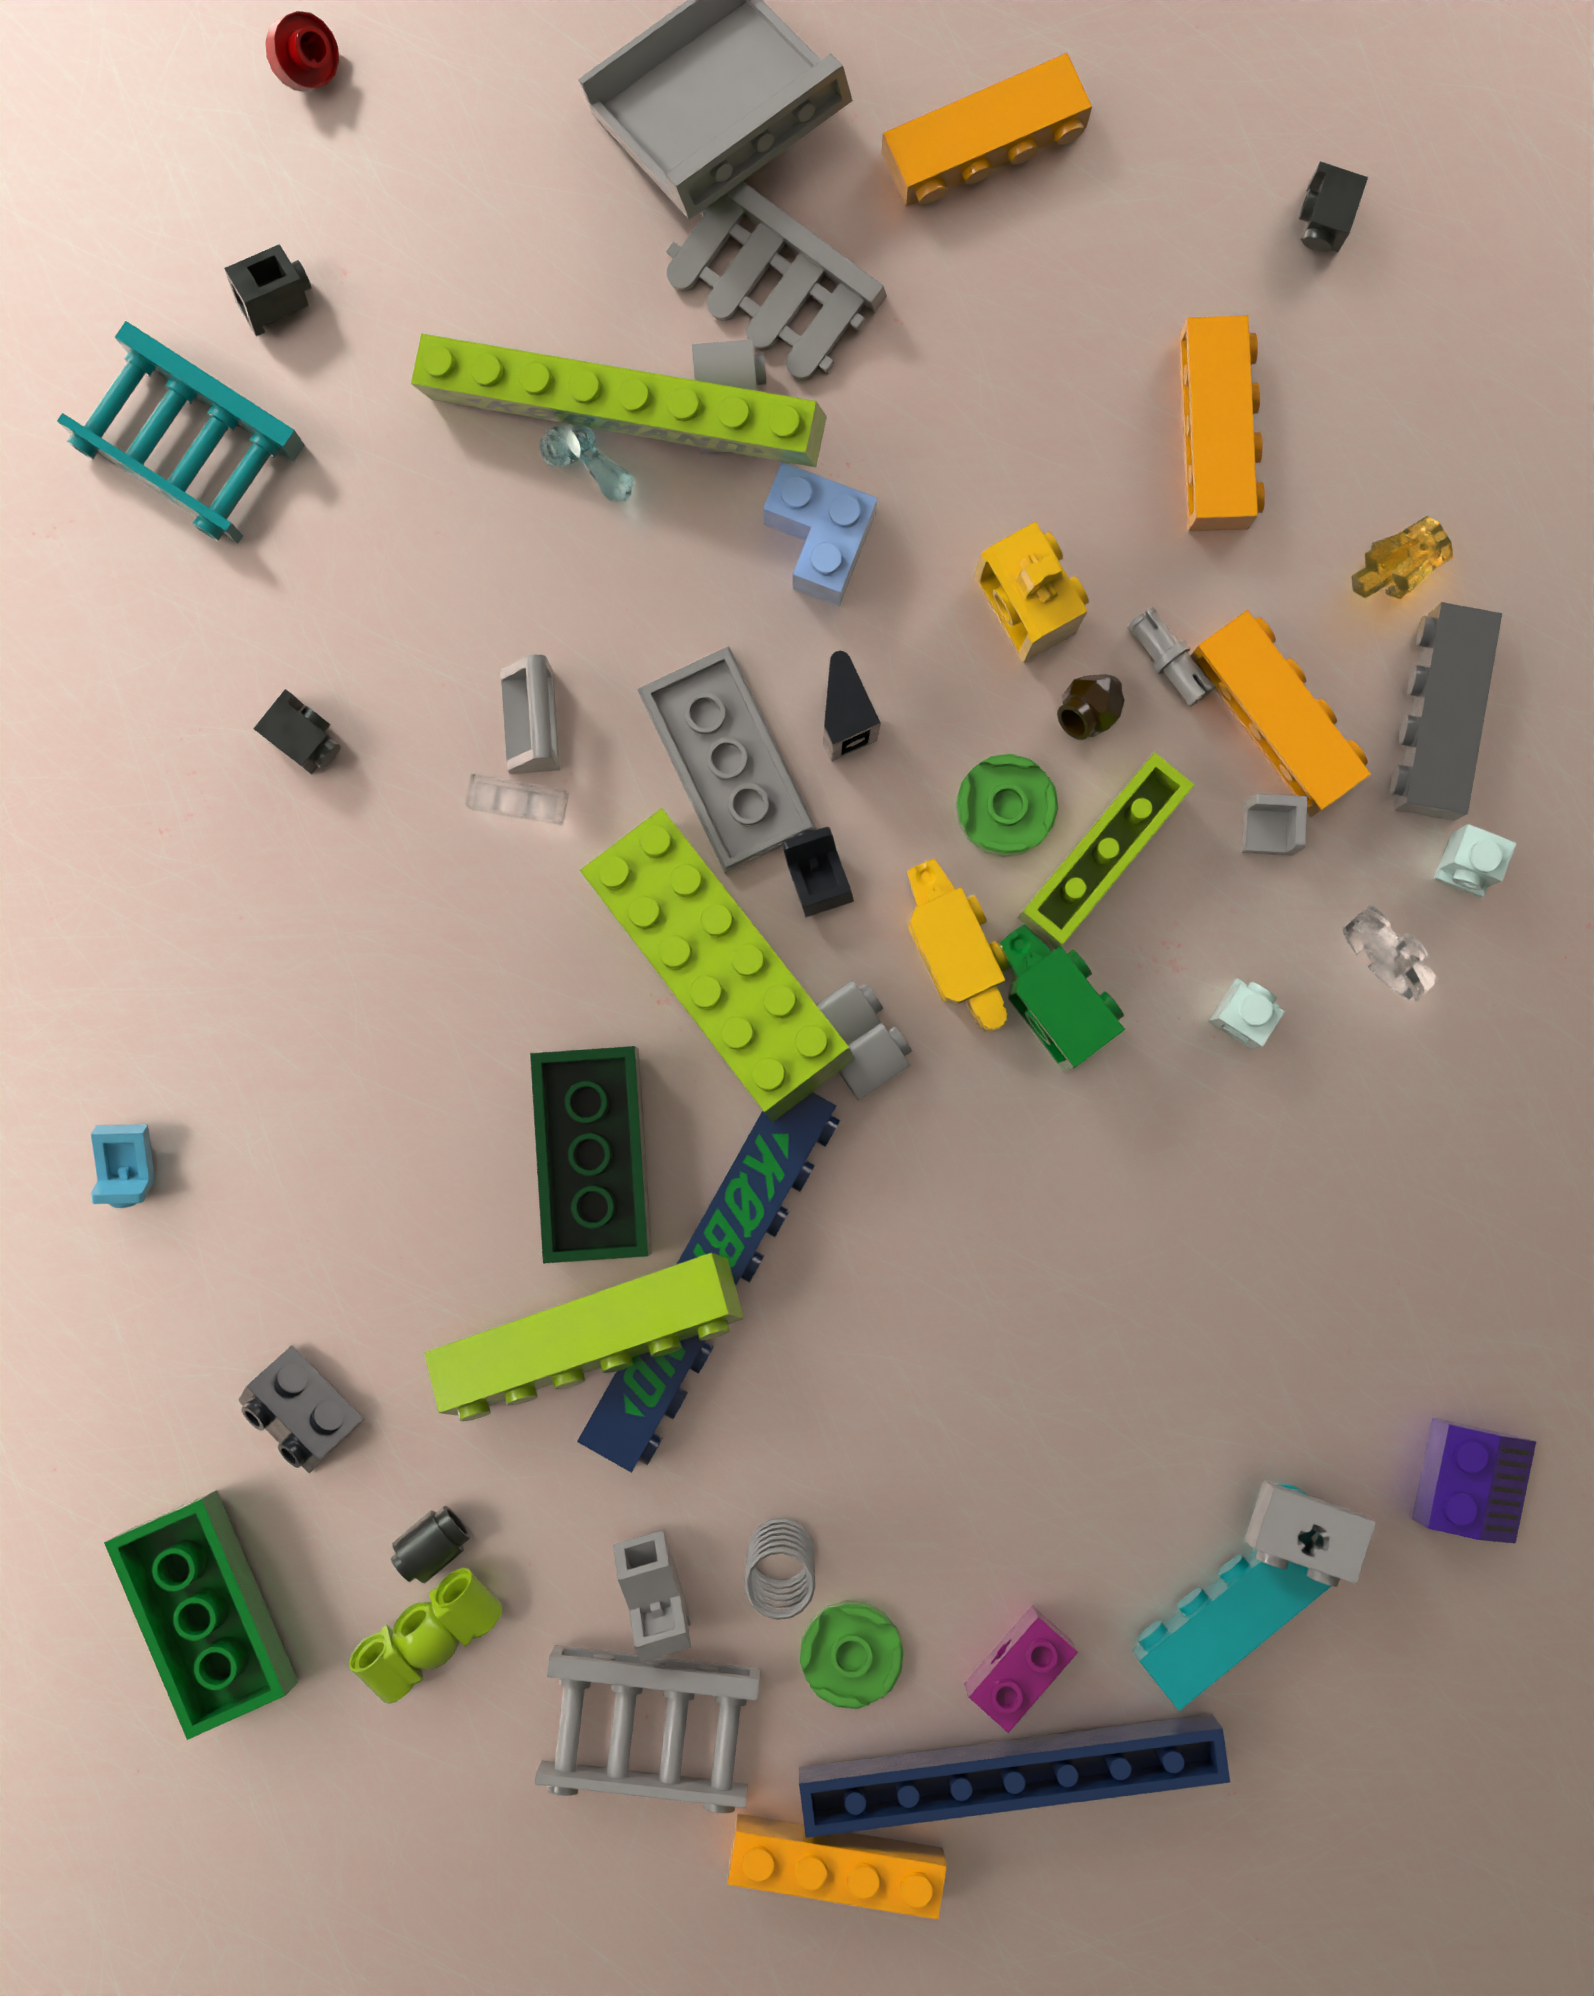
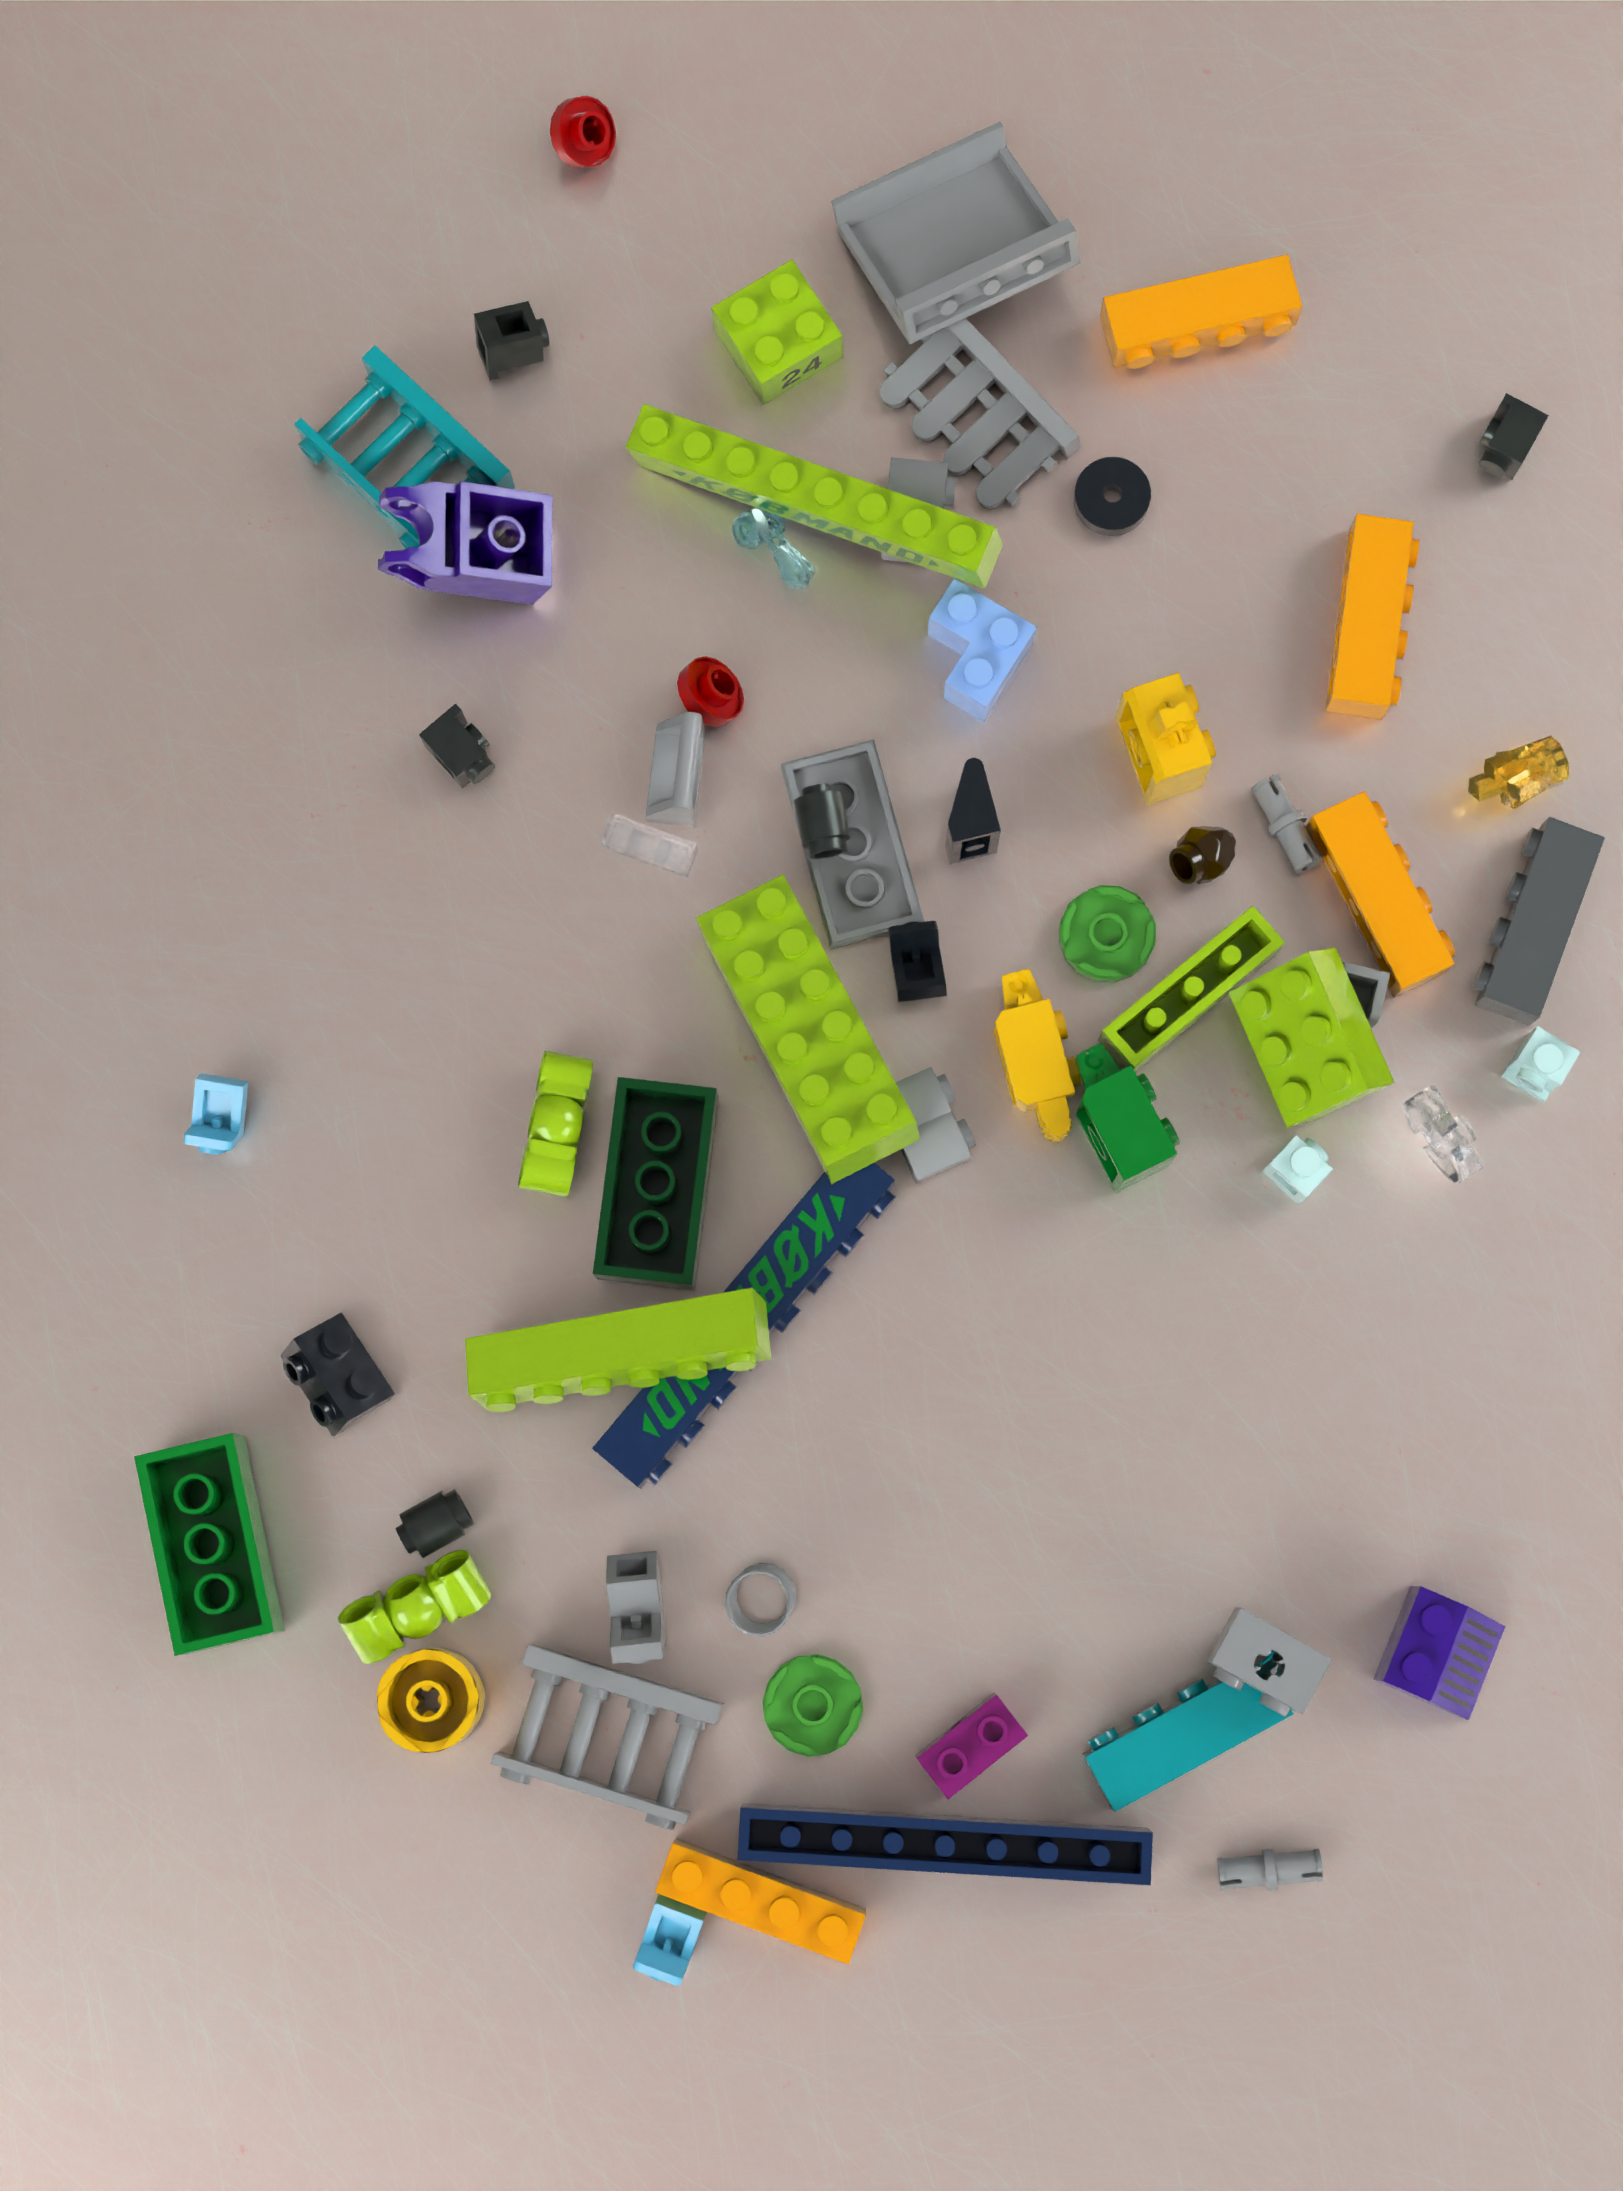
camera: 15 degrees right, 5 degrees down
(254, 516) = (473, 540): none -> dark purple brick
(429, 1729) = (401, 1700): none -> yellow brick
(475, 1110) = (555, 1123): none -> lime piece
(548, 230) = (777, 332): none -> lime brick
(550, 626) = (710, 690): none -> red plate
(691, 743) = (822, 821): none -> pearl dark grey brick
(750, 1928) = (669, 1940): none -> medium azure bracket
(928, 321) = (1118, 476): none -> black piece
(1238, 878) = (1311, 1037): none -> lime brick
(1343, 1733) = (1270, 1869): none -> light grey pin

